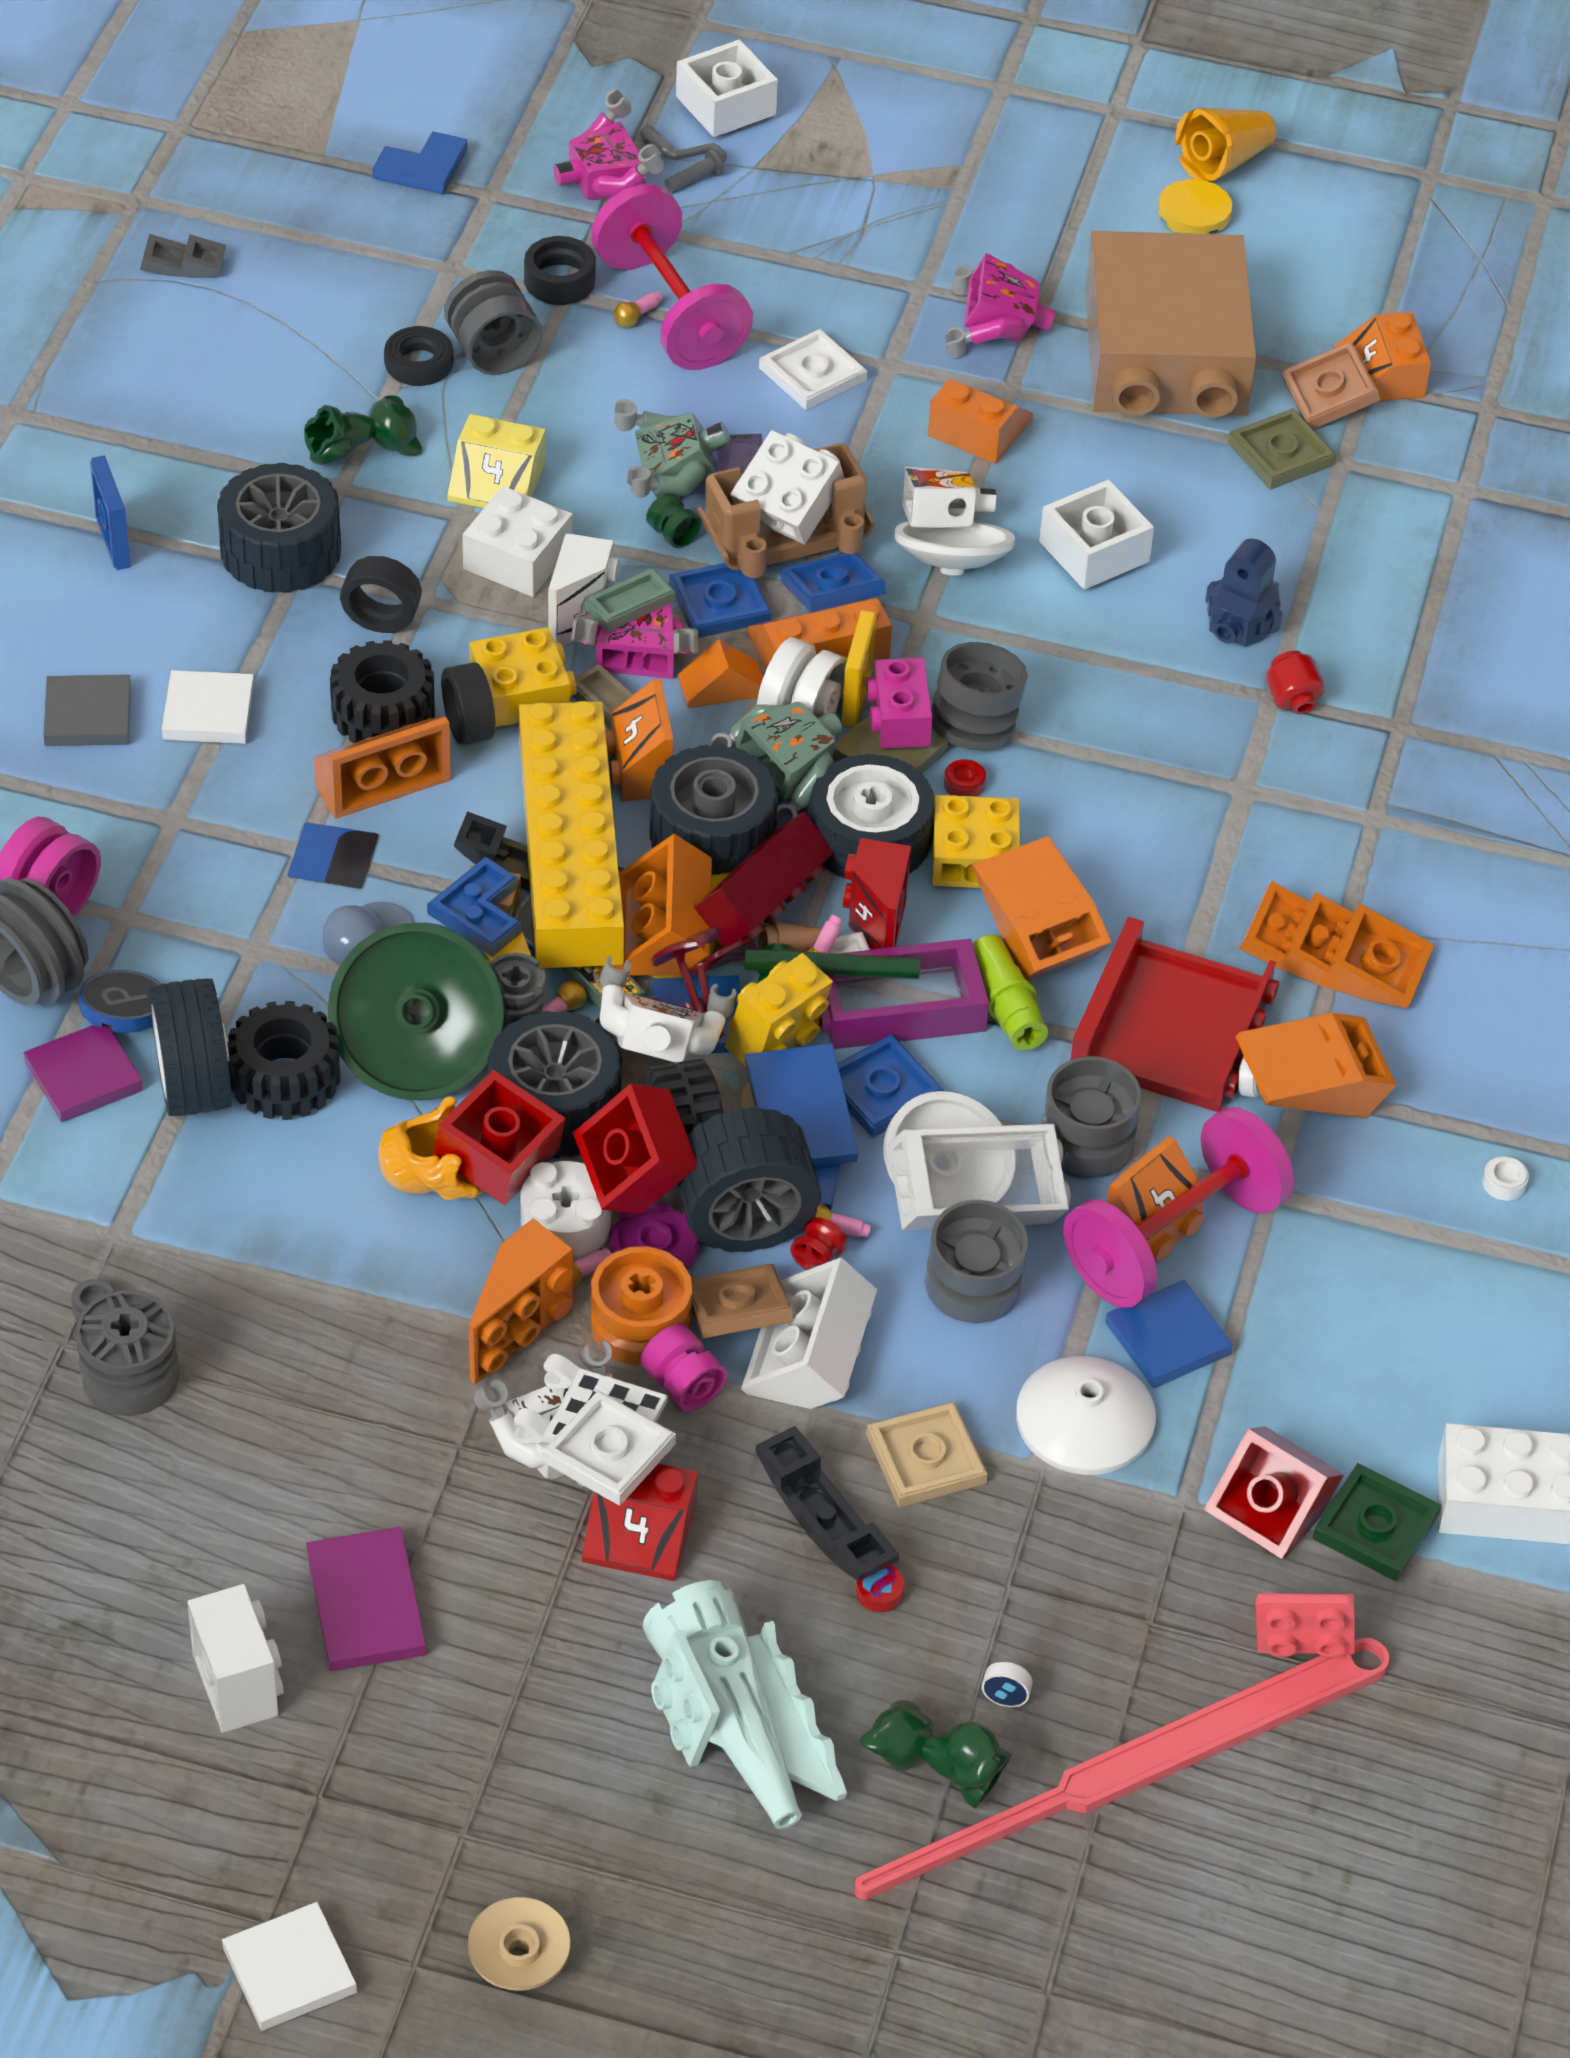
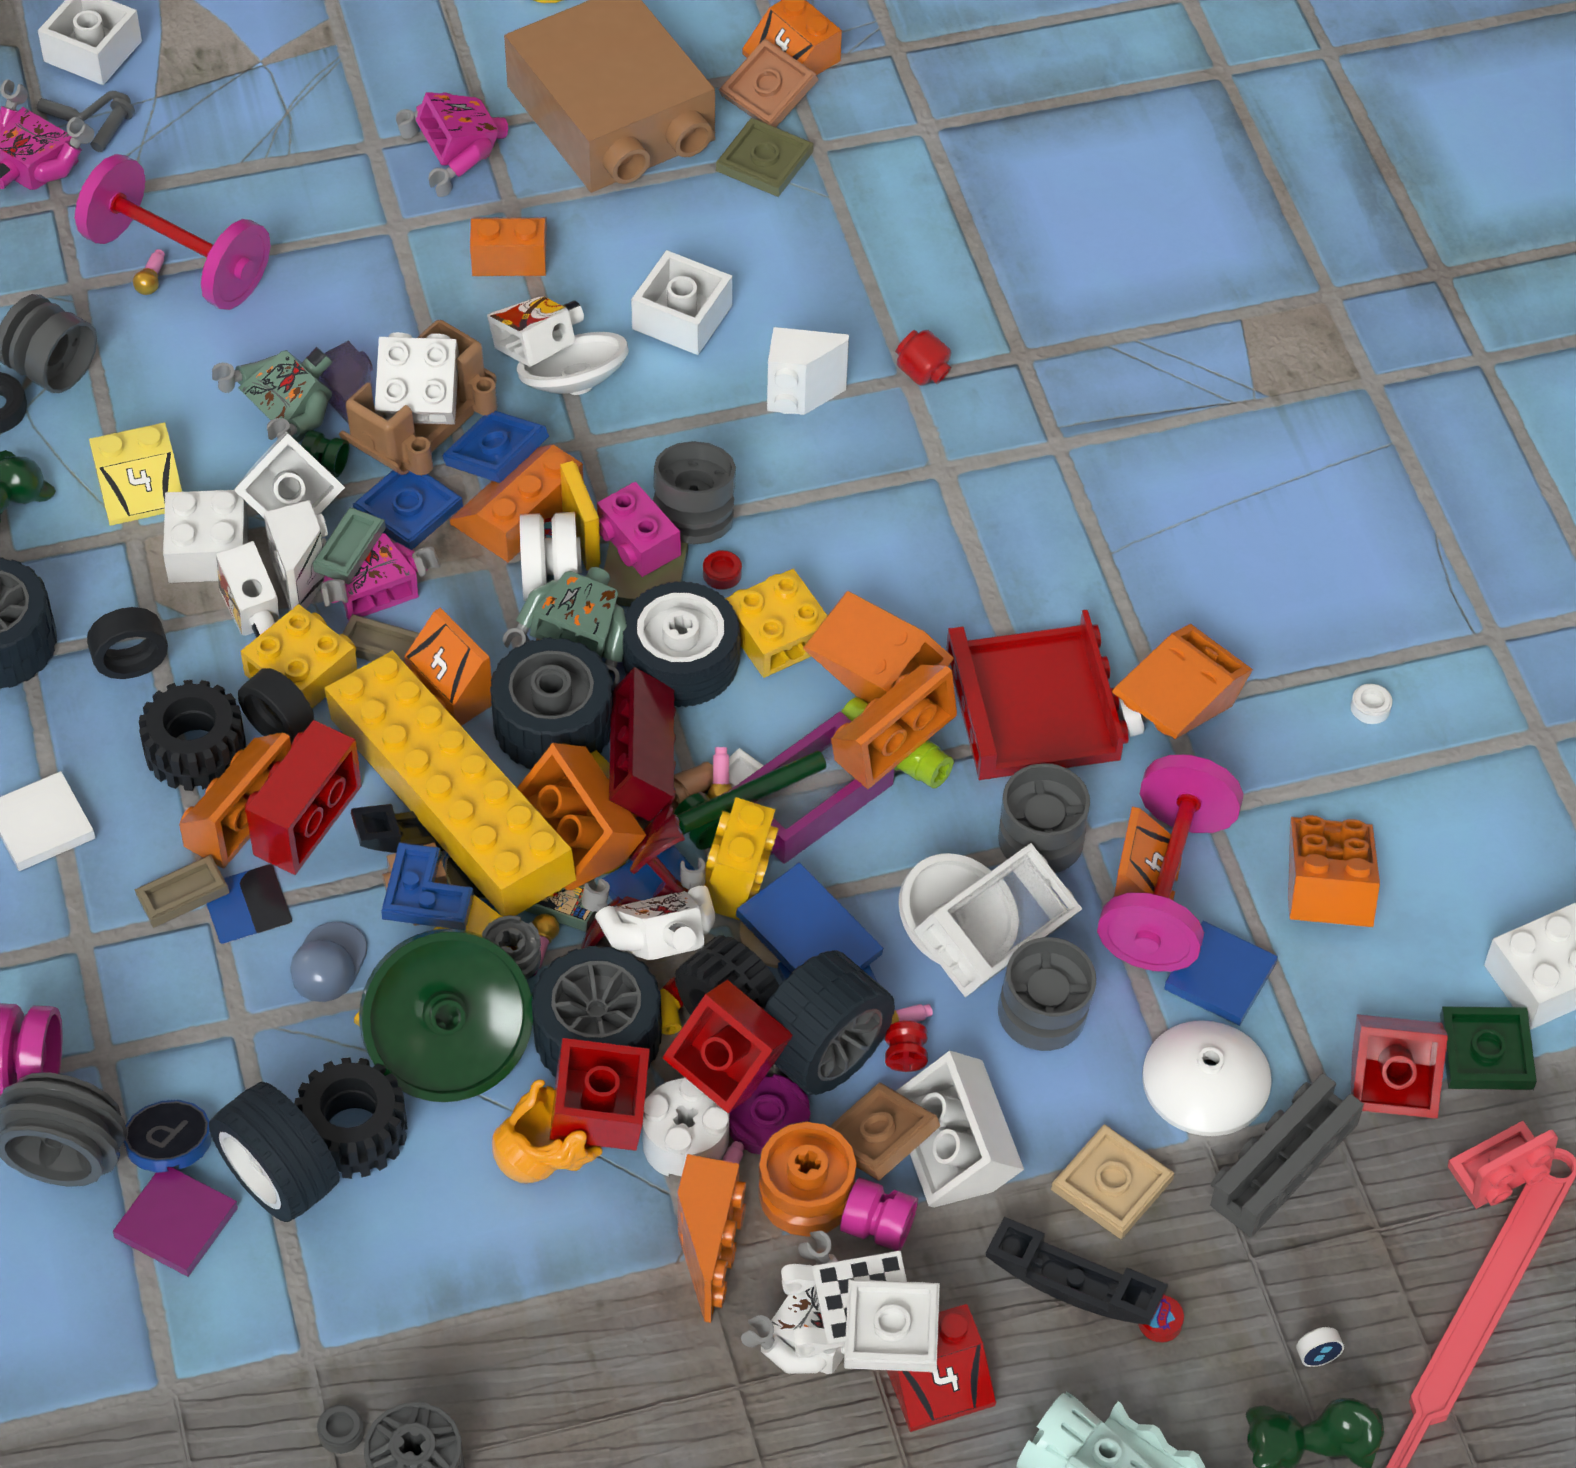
camera: 30 degrees left, 5 degrees up
(284, 817) = (181, 891): none -> dark tan tile
(434, 784) = (303, 796): none -> red brick
(512, 610) = (247, 589): none -> white torso
(561, 251) = (55, 247): black tyre -> none
(622, 515) = (287, 477): none -> white slope
(720, 677) = (462, 577): orange slope -> none
(813, 369) = (337, 260): white tile -> none
(877, 891) = (741, 710): red slope -> none
(881, 1082) = (855, 872): blue tile -> none
(1003, 967) = (896, 724): none -> orange slope
(1104, 1511) = (1284, 1155): none -> dark grey brick
(1165, 639) = (805, 369): none -> white slope
(1247, 598) = (839, 299): dark blue piece -> none
(1337, 947) = (1113, 571): orange slope -> none
(1343, 1298) = (1332, 871): none -> orange slope

